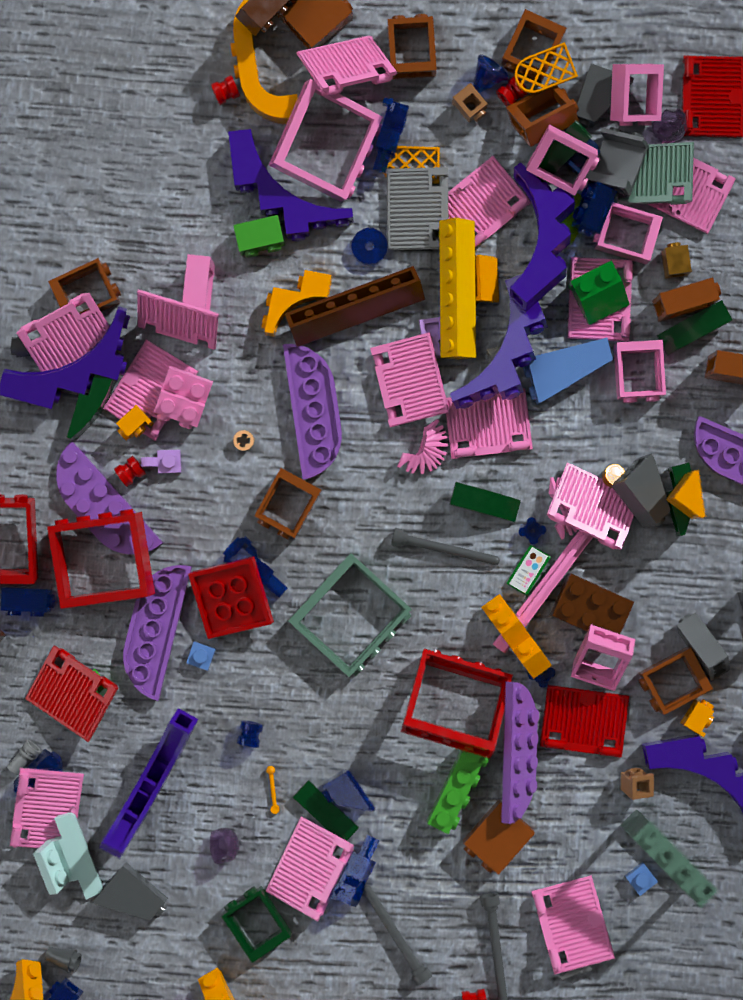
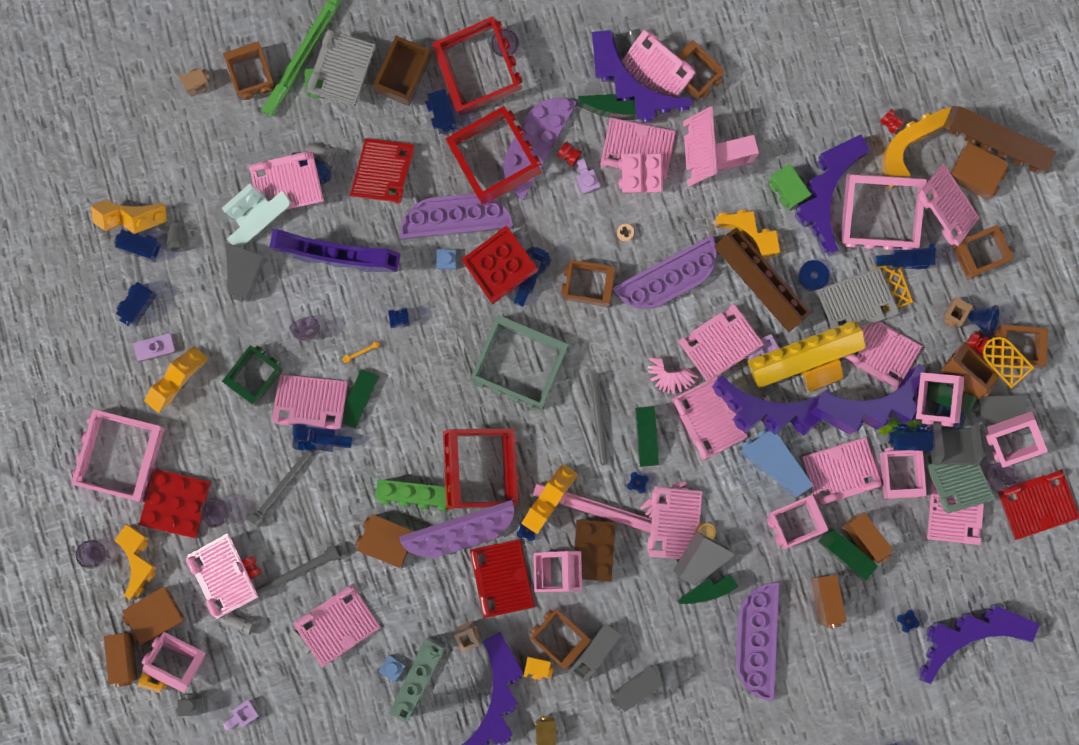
camera: 65 degrees right, 5 degrees down
(133, 423) = (607, 143): light orange brick -> none
(346, 791) = (379, 407): clear blue slope -> none
(528, 570) = (605, 490): slope -> none
(599, 292) = (846, 467): green slope -> none
(676, 260) = (895, 520): pearl gold brick -> none
(688, 496) = (711, 591): light orange slope -> none

